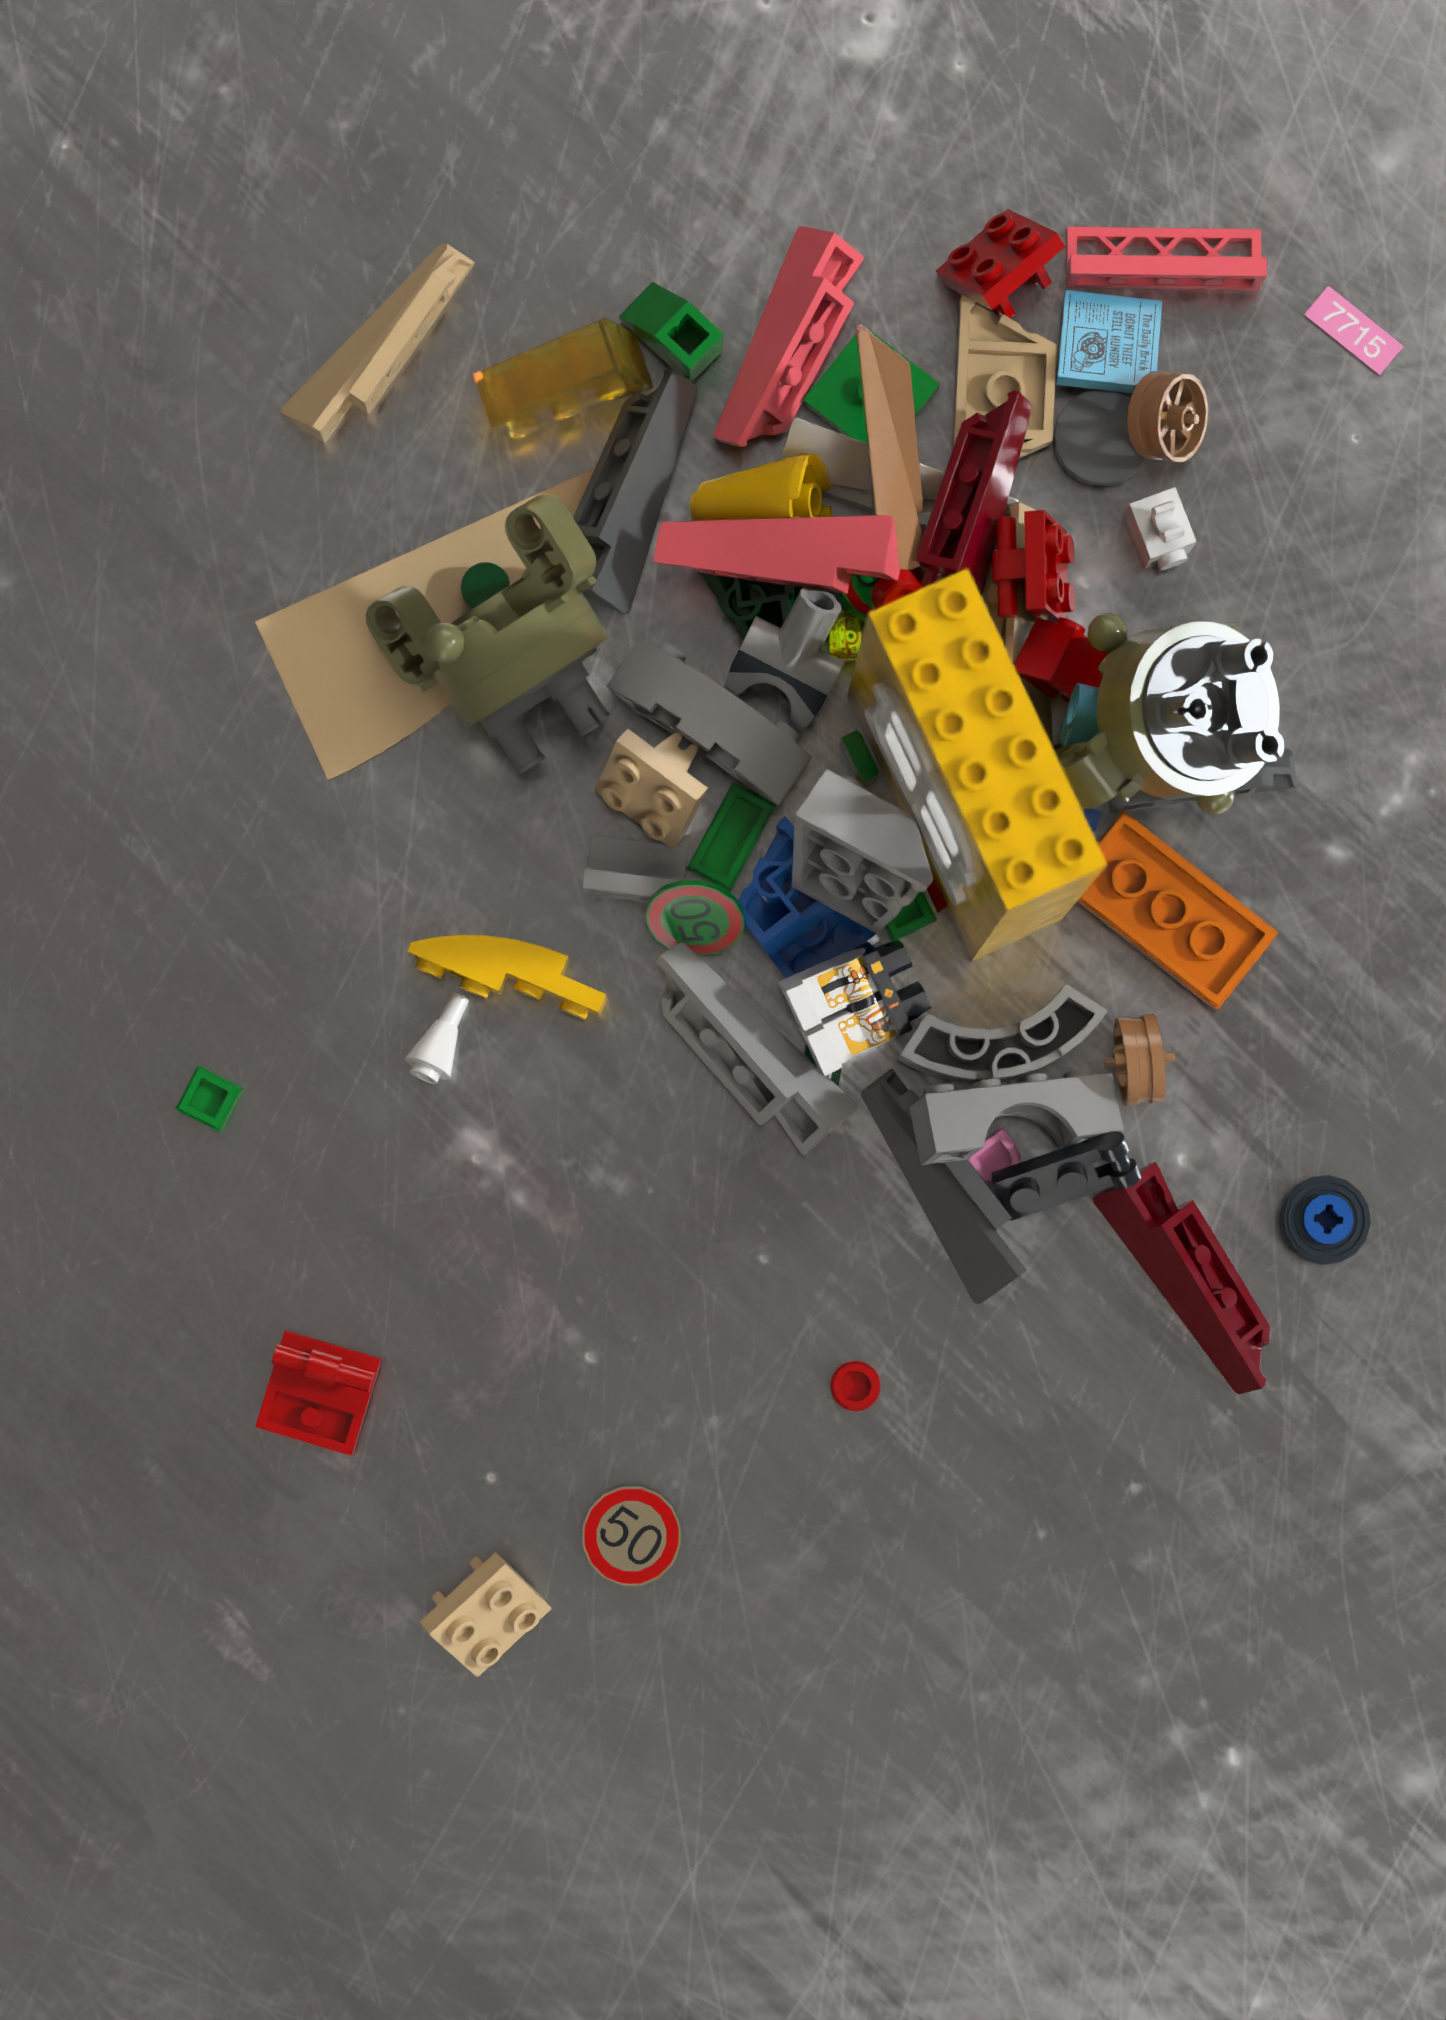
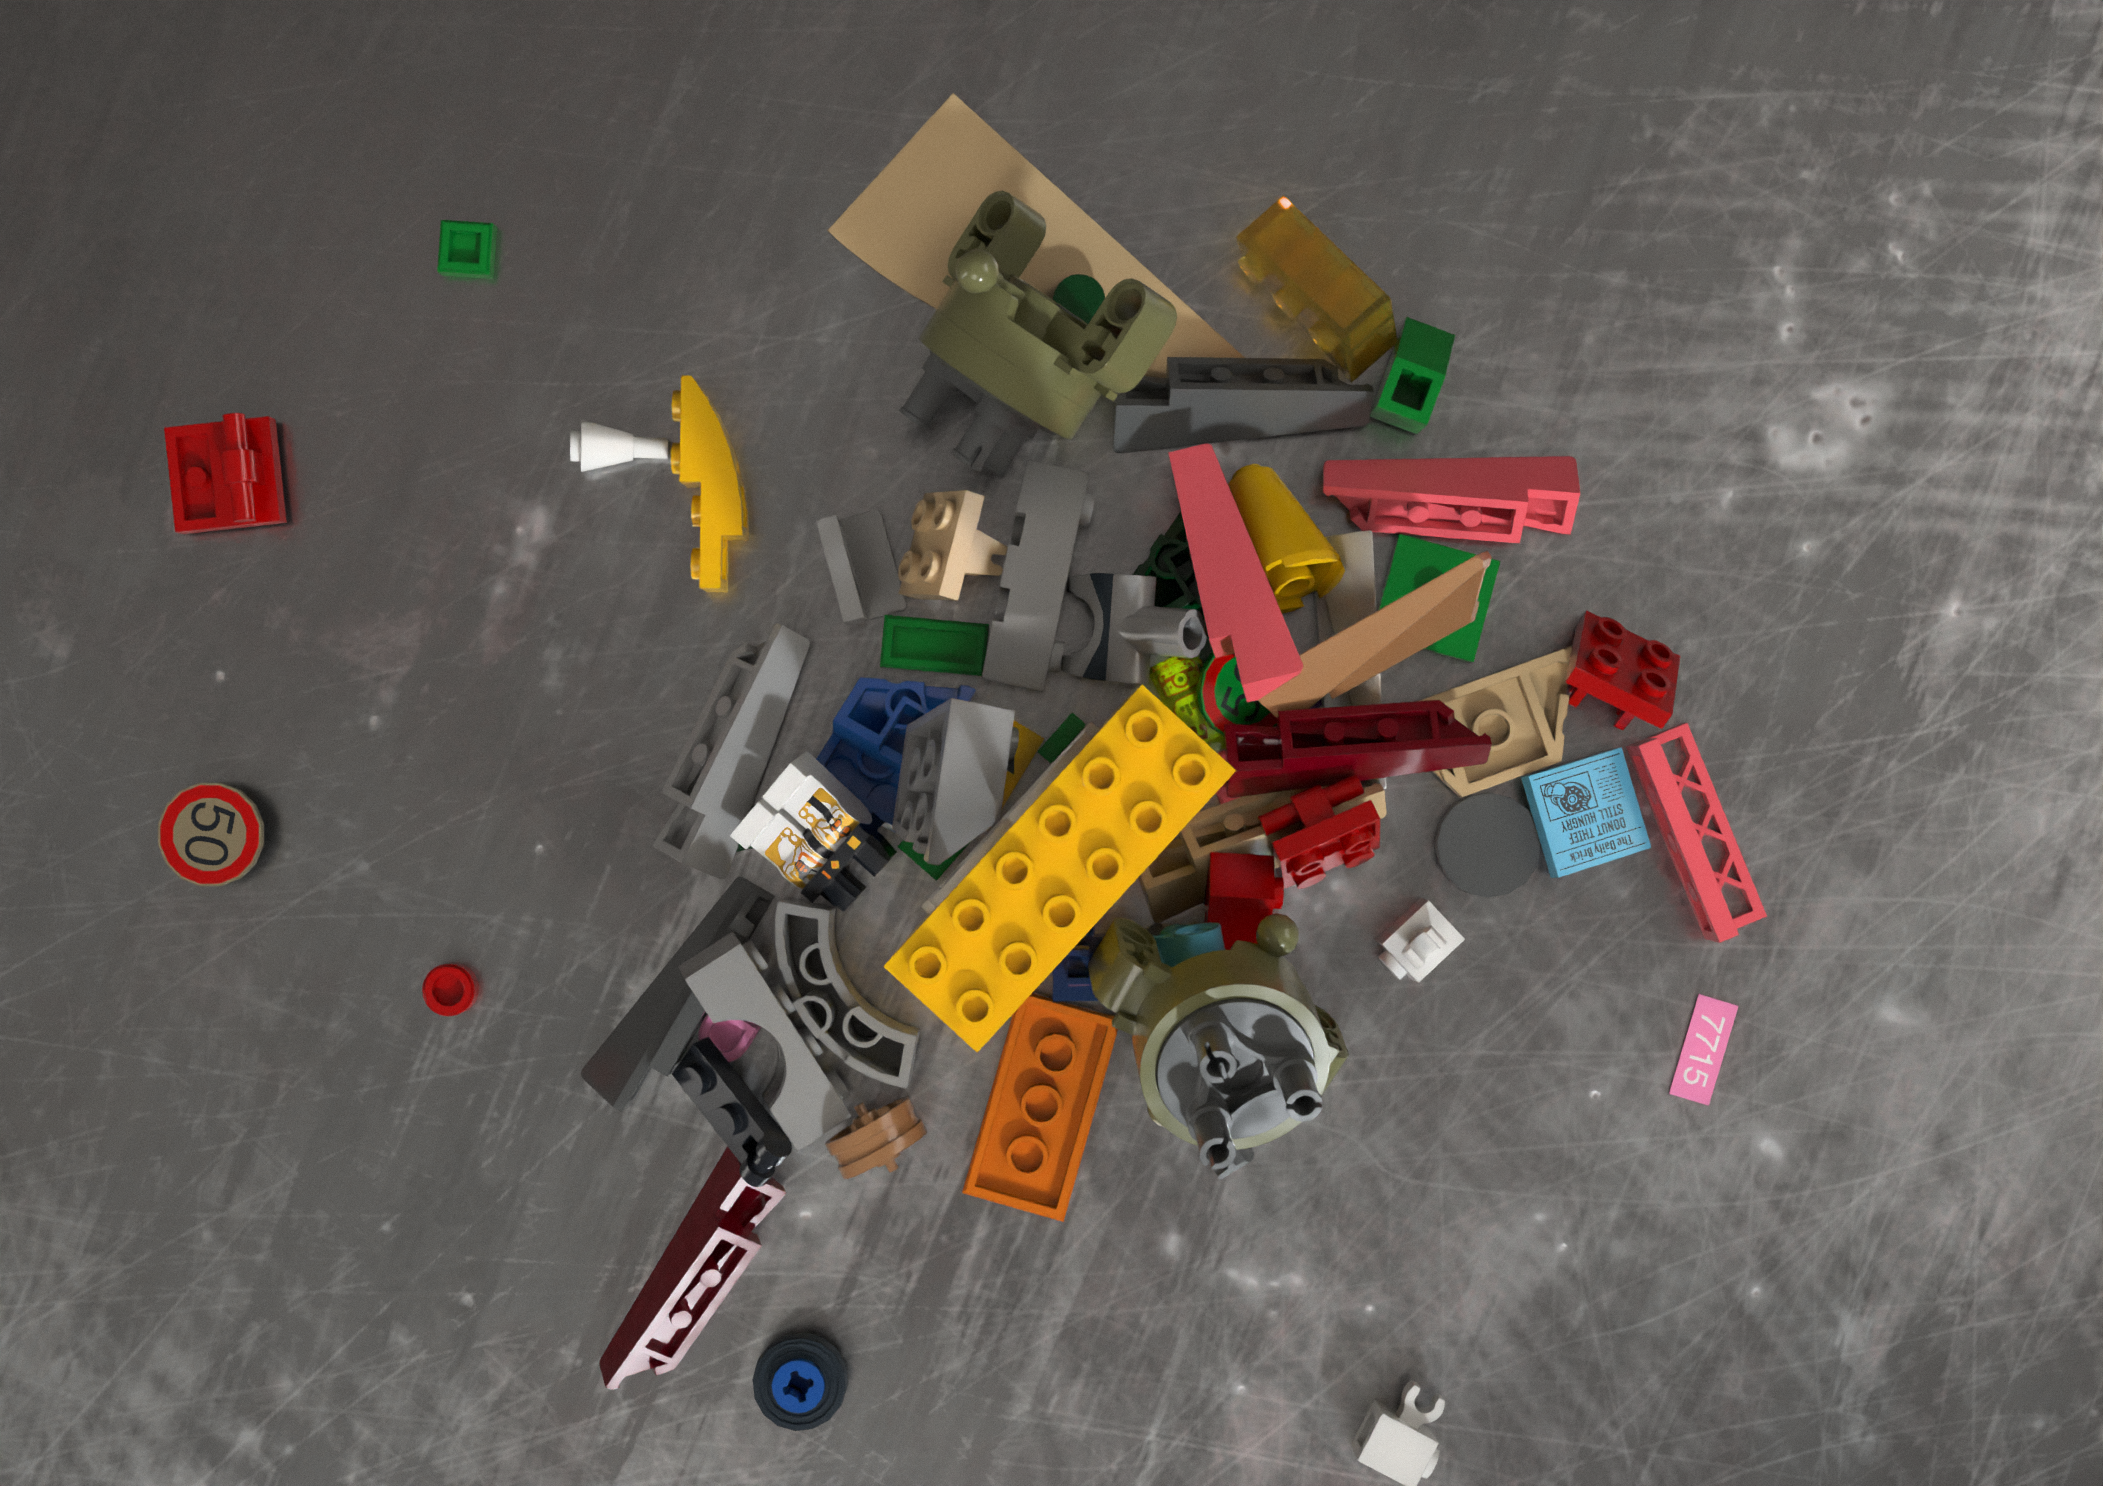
camera: 80 degrees right, 5 degrees up
(379, 347) = (1275, 97): tan wedge -> none
(485, 1614) = (73, 725): tan plate -> none
(697, 915) = (837, 643): piece -> none
(888, 590) = (1232, 710): red tile -> none
(1167, 416) = (1534, 902): medium nougat wheel -> none

